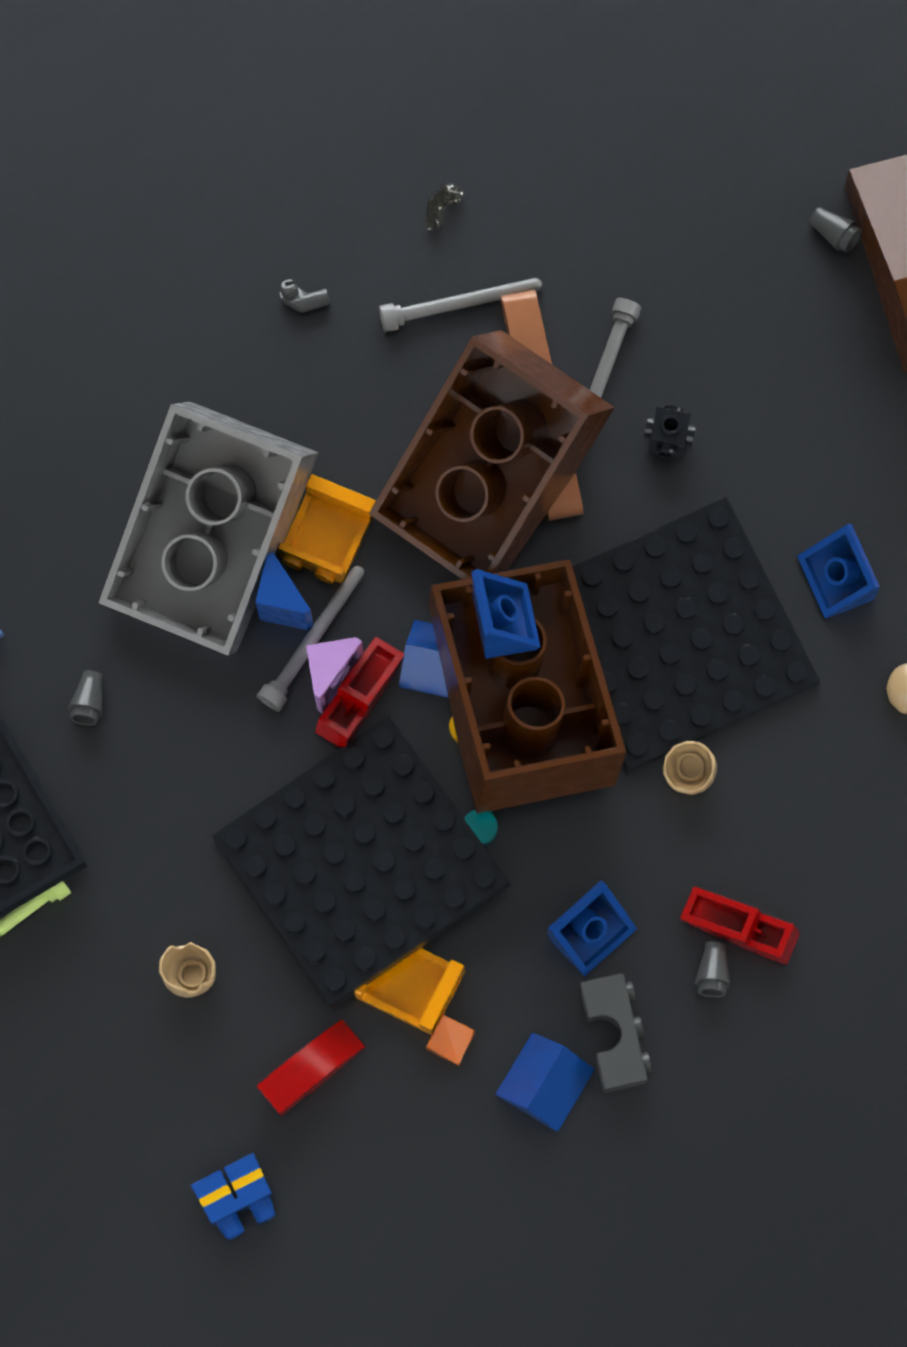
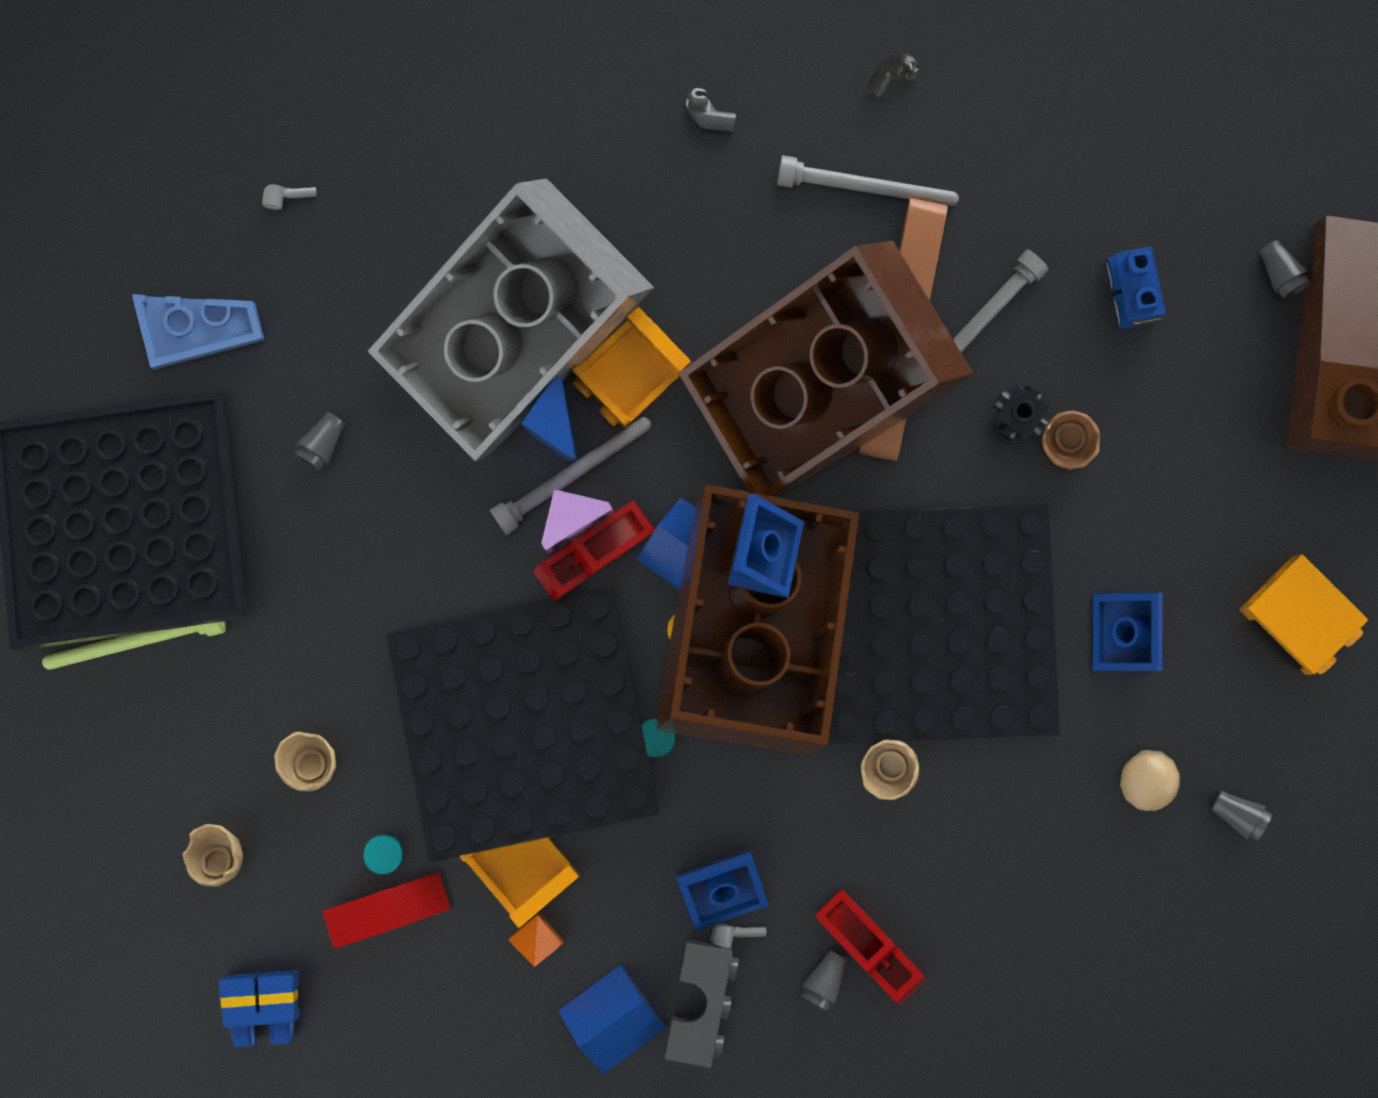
camera: 15 degrees right, 10 degrees up
(140, 1082) = (212, 855): none -> tan hair
(287, 1023) = (383, 854): none -> teal tile
(611, 965) = (723, 934): none -> light grey hand
(720, 291) = (1141, 296): none -> blue hips
(721, 435) = (1071, 440): none -> medium nougat hair

